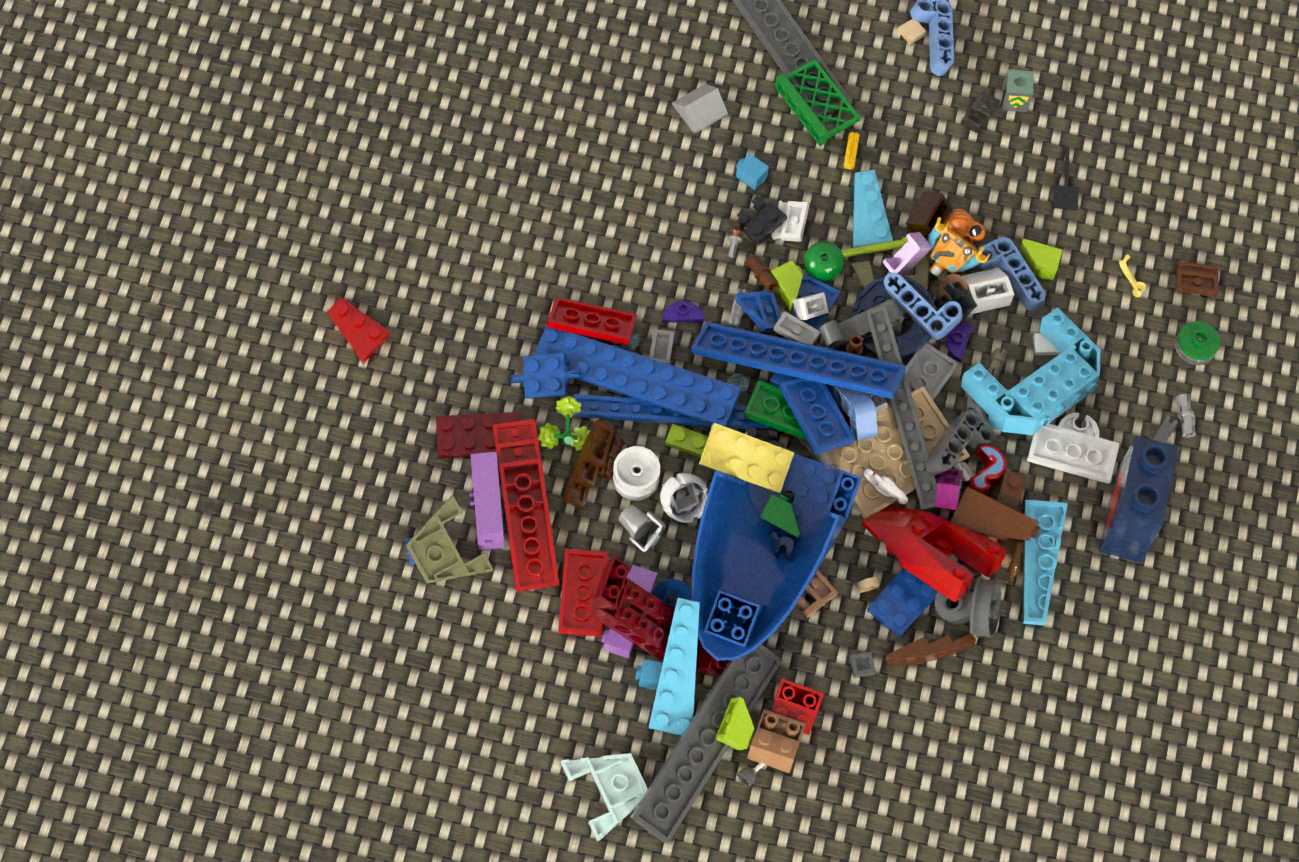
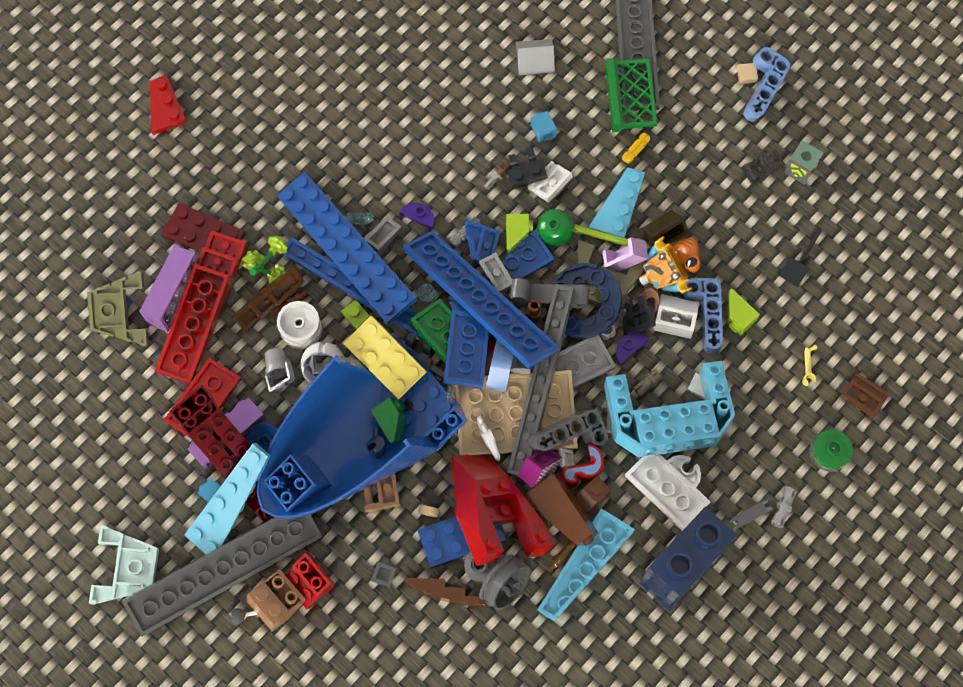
camera: 35 degrees right, 5 degrees up
(545, 376) = (278, 212): blue plate -> none
(592, 321) = (341, 186): red plate -> none
(736, 725) = (247, 572): lime slope -> none
(762, 273) = (499, 213): reddish brown pin -> none
(810, 306) = (519, 259): white slope -> none
(918, 303) = (605, 299): medium blue beam -> none

